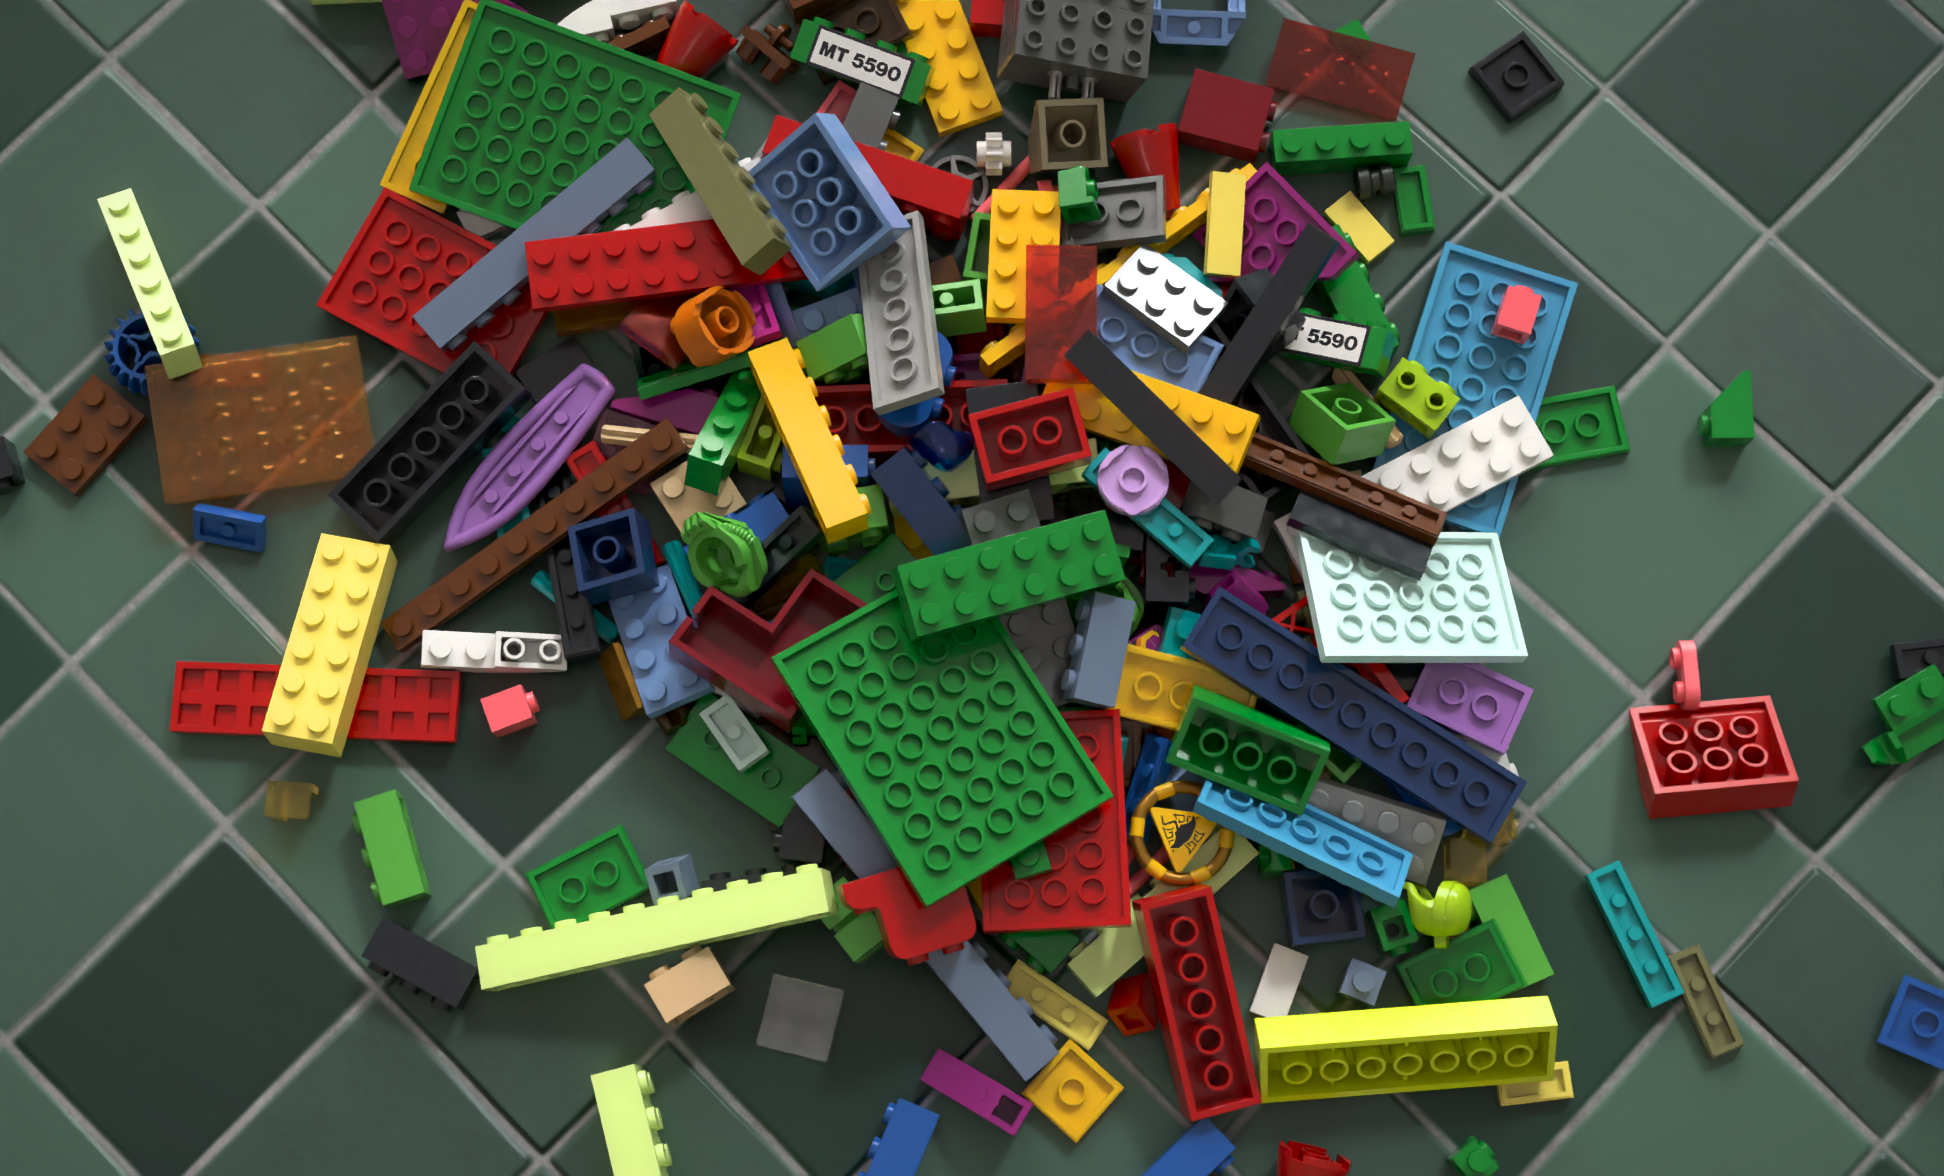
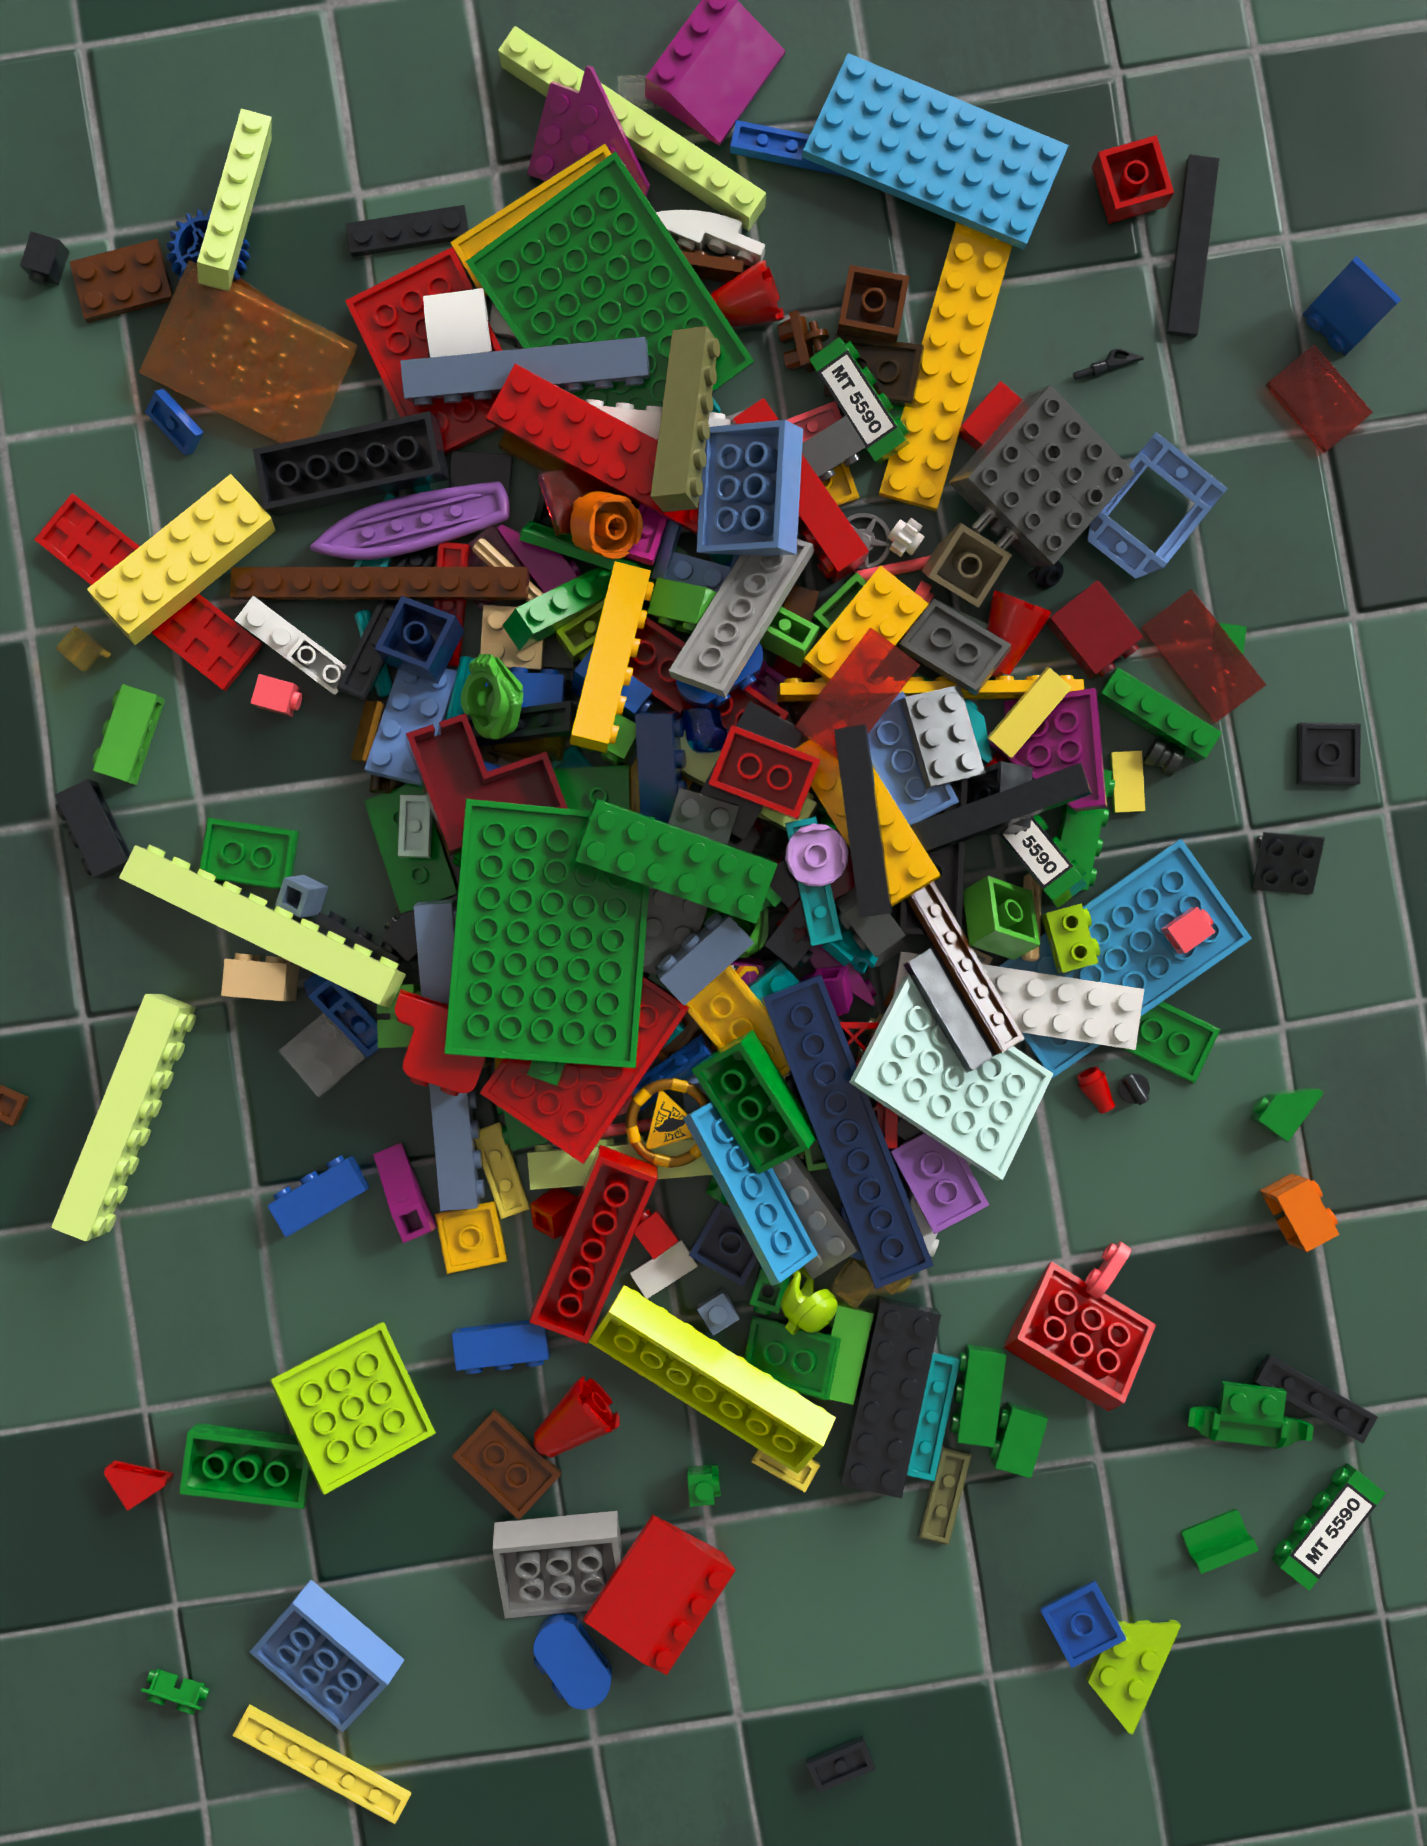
camera: 35 degrees right, 10 degrees up
(328, 205) = (406, 230): none -> black plate
(439, 249) = (457, 323): none -> white slope
(794, 959) = (345, 1012): none -> blue slope
(1078, 195) = (938, 614): brick -> none
(1145, 99) = (1047, 575): none -> black plate
(1247, 953) = (655, 1233): none -> red brick
(1412, 201) = (1181, 790): green tile -> none
(1546, 519) = (1096, 1088): none -> red cone
(1556, 195) = (1287, 862): none -> black hinge
(1580, 494) = (1134, 1088): none -> black plate
(1582, 944) = (889, 1397): none -> black brick
(1662, 881) = (978, 1395): none -> green brick
(1730, 894) = (1018, 1439): none -> green brick
(1827, 489) = (1305, 1218): none -> orange piece

